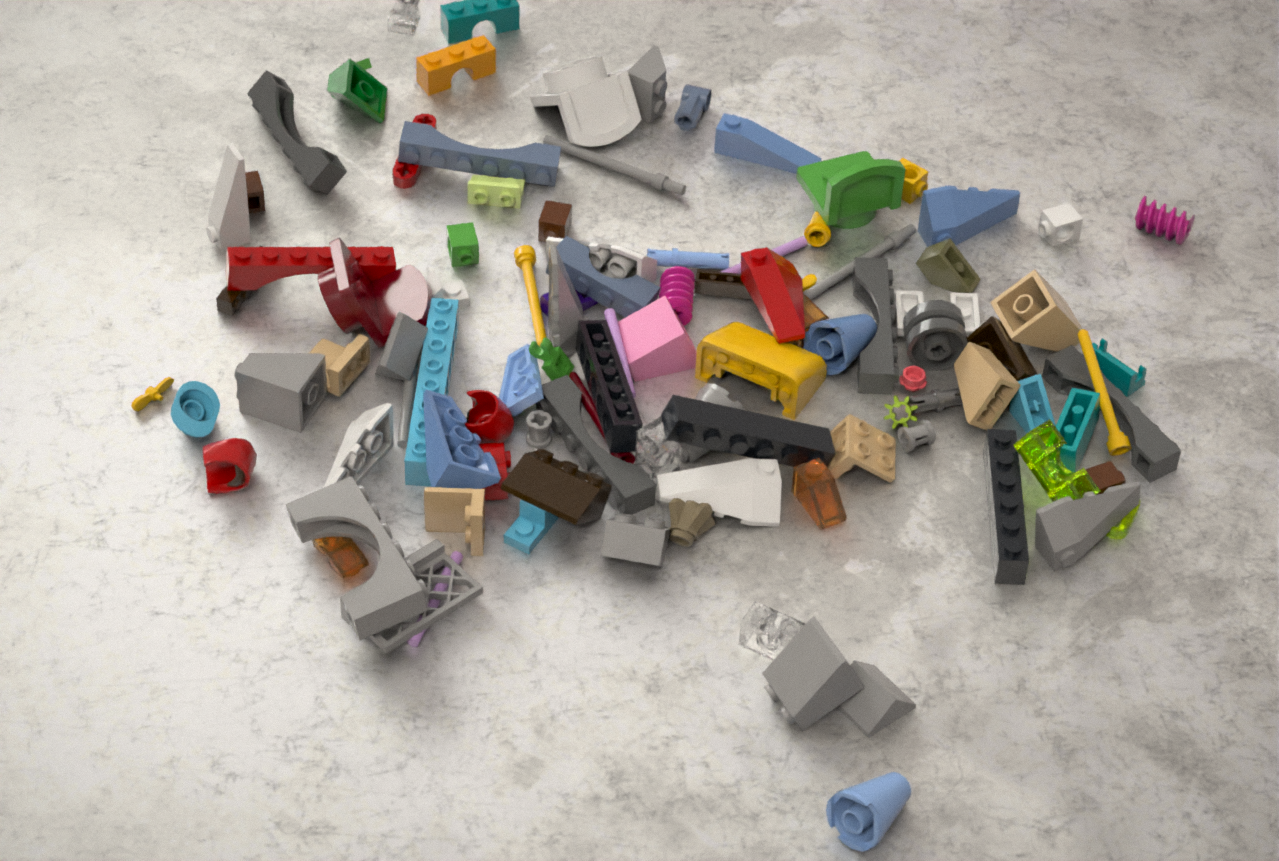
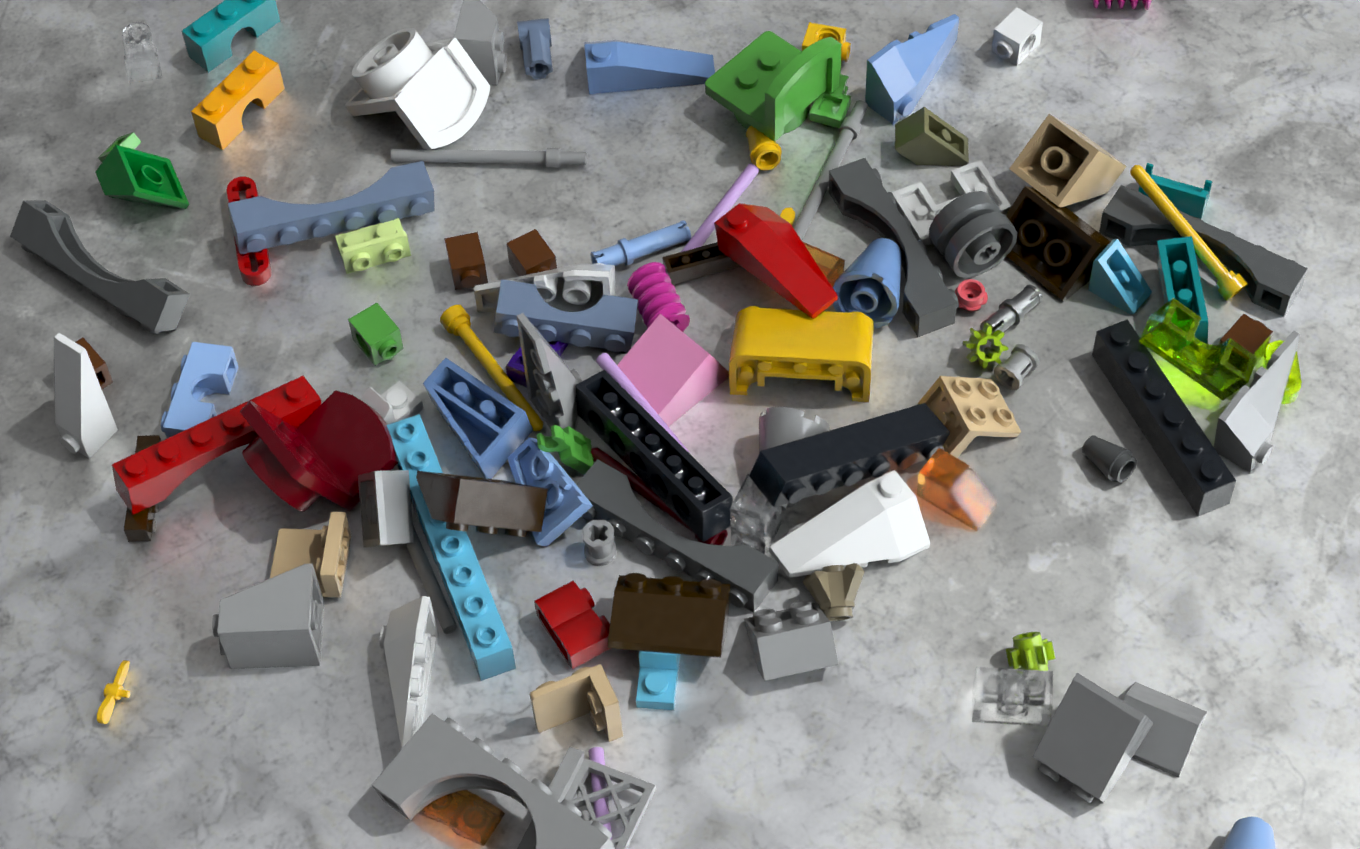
camera: 20 degrees left, 10 degrees up
(195, 409) = (184, 697): medium azure piece -> none
(228, 465) = (265, 753): red piece -> none
(323, 227) = (203, 372): none -> light blue arch
(452, 450) = (533, 630): medium blue wedge -> none
(466, 365) = (483, 503): none -> dark brown slope
(489, 417) = (536, 557): red piece -> none
(501, 319) = (478, 416): none -> medium blue wedge
(602, 231) = (530, 254): none -> reddish brown brick
(805, 609) = (1030, 652): none -> lime gear
(886, 220) = (832, 107): none -> bright green plate
(949, 519) = (1110, 458): none -> dark grey cone
(983, 385) = (1059, 275): tan slope -> none

